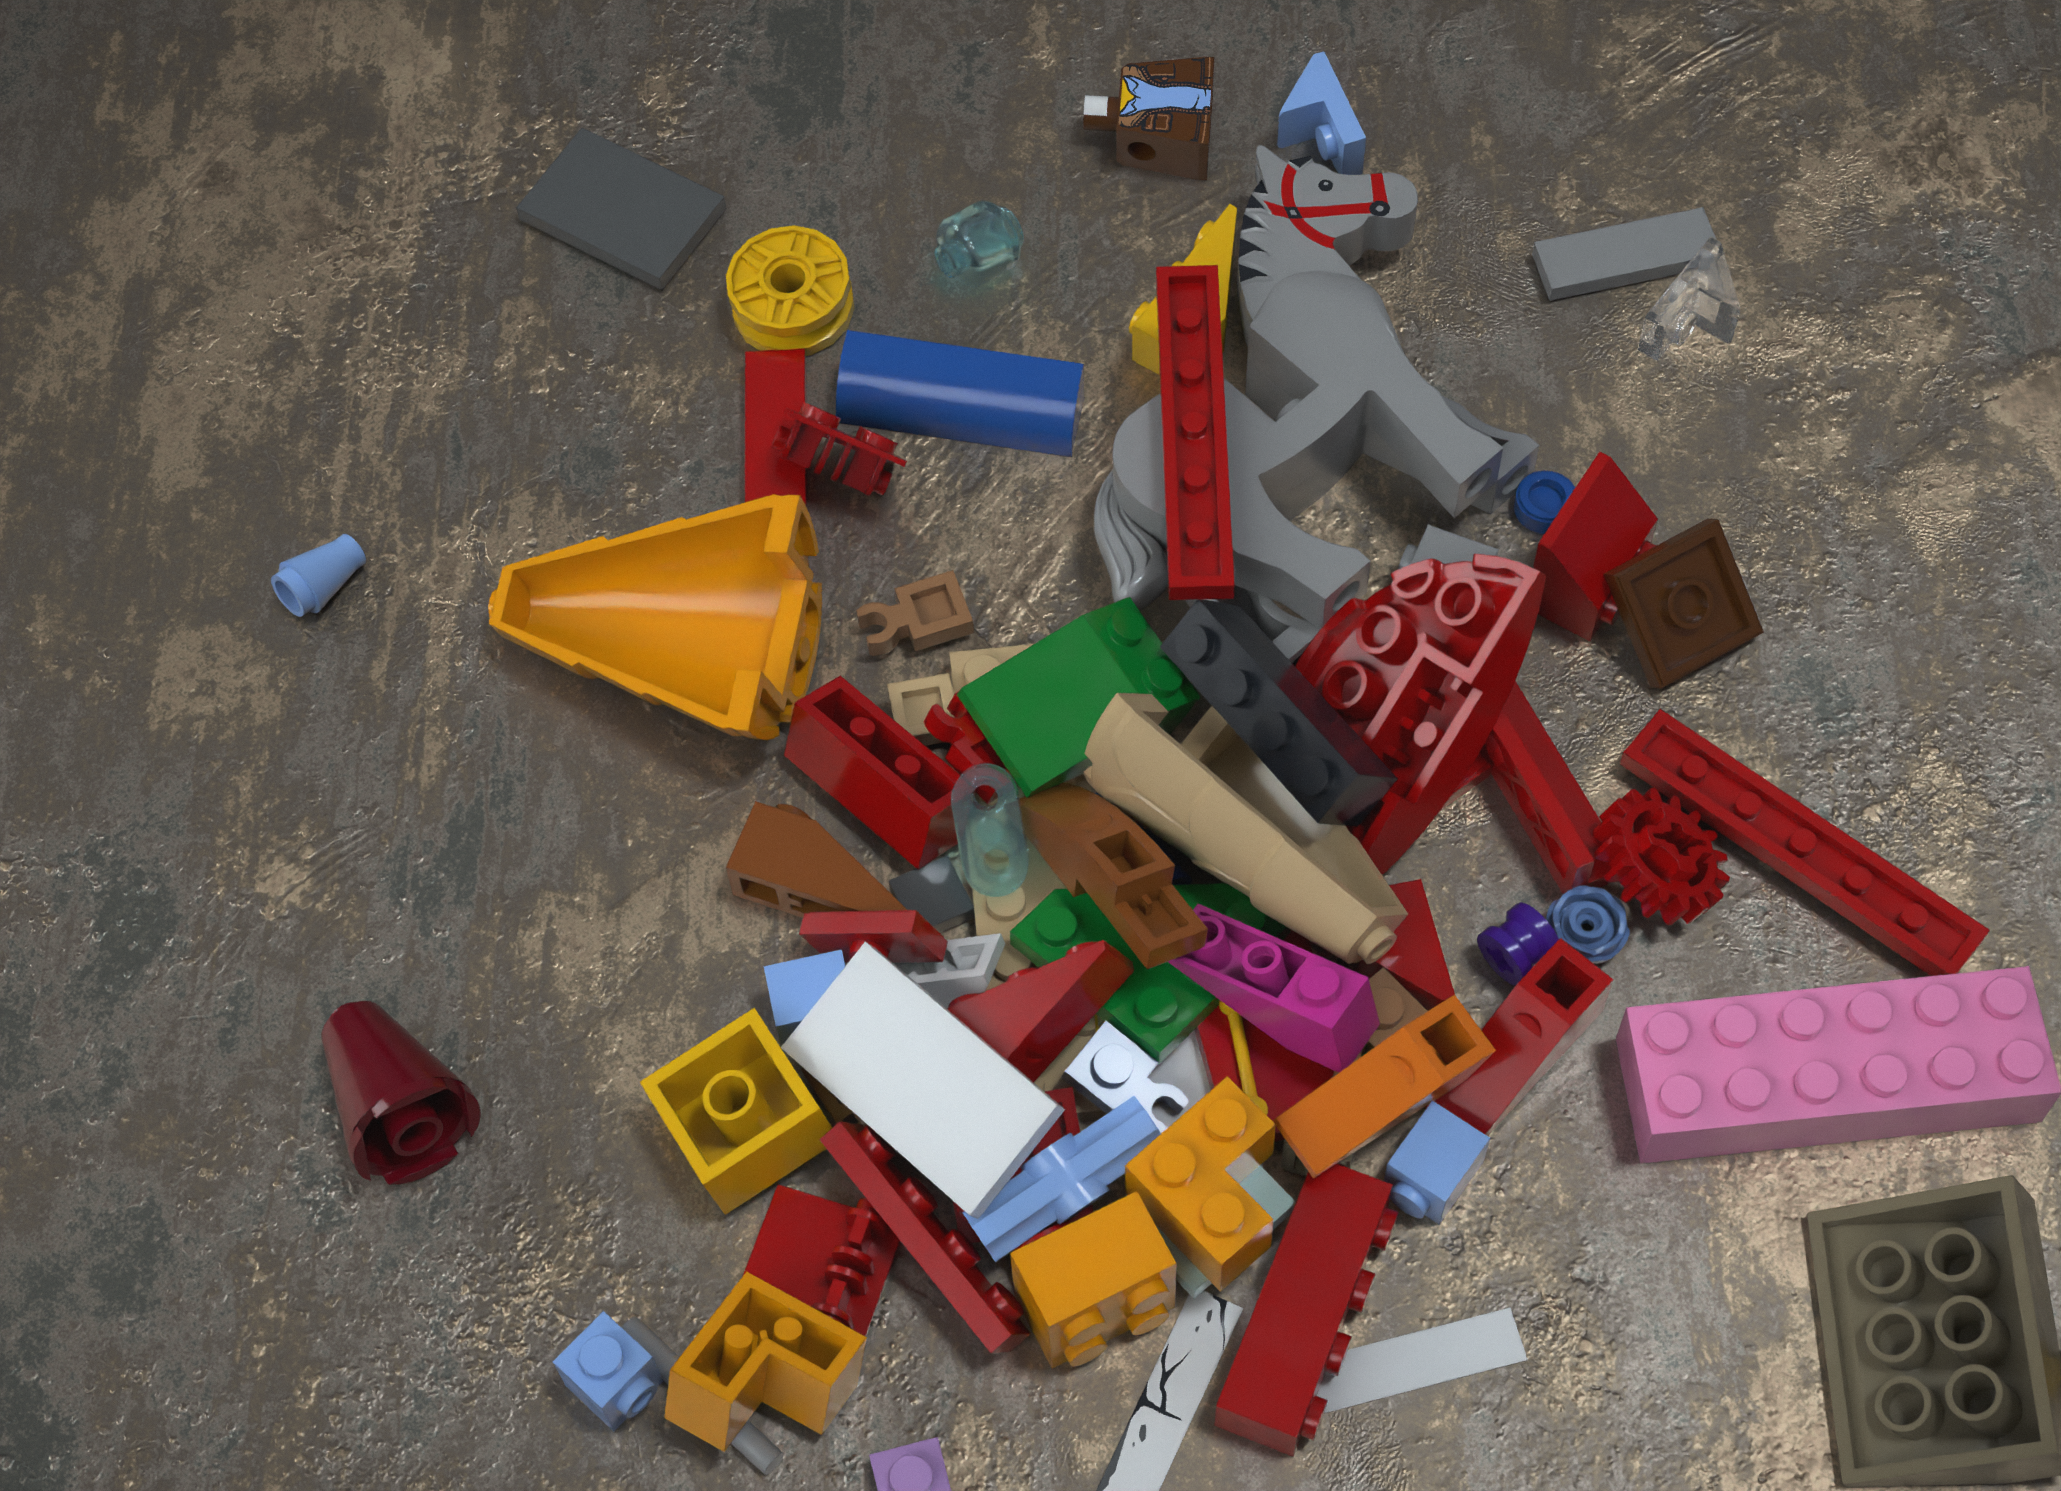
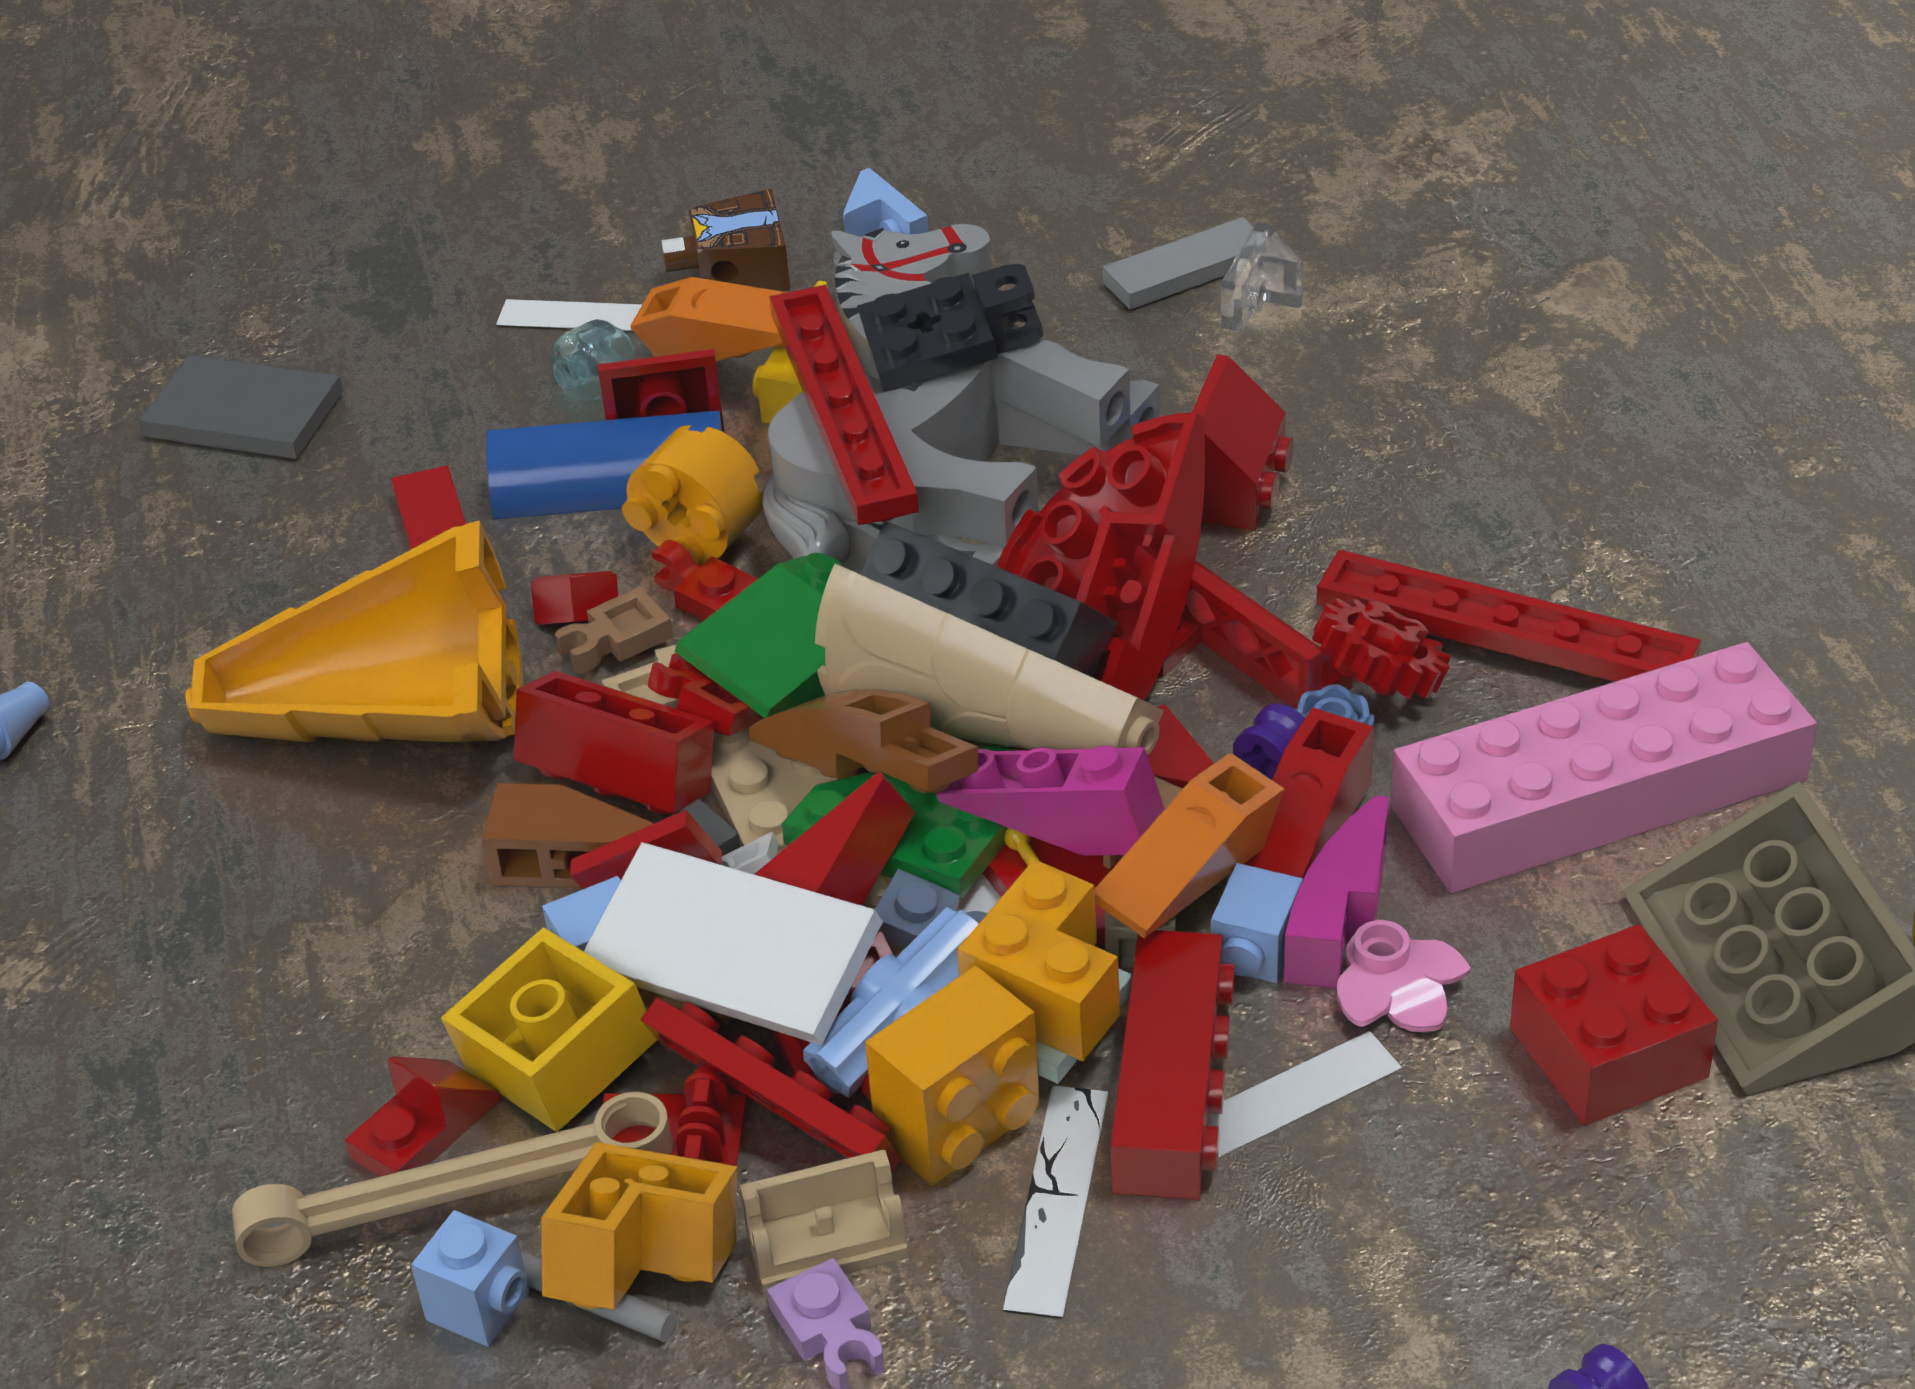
camera: 15 degrees left, 20 degrees down
(393, 1096) = (187, 1100): dark red cone -> none
(462, 1255) = (432, 1183): none -> tan piece
(617, 1156) = (425, 1117): none -> red slope
(785, 262) = (423, 423): yellow wheel -> none
(870, 454) = (532, 504): red hinge -> none
(888, 558) = (571, 595): none -> red slope
(938, 1395) = (823, 1214): none -> tan hinge
(990, 828) = (739, 746): clear light blue plate -> none
(1009, 170) = (565, 314): none -> white sticker
(1021, 582) = (696, 587): none -> red plate
(1030, 474) = (695, 492): none -> light orange brick
(1033, 322) = (661, 386): none -> red slope
(1106, 238) = (706, 316): none -> orange slope
(1353, 354) = (965, 322): none -> black plate
(1524, 1153) = (1337, 897): none -> dark pink slope
(1556, 1271) = (1397, 977): none -> bright pink plate
(1683, 603) = (1331, 469): reddish brown tile -> none
(1738, 1386) = (1612, 1024): none -> red brick

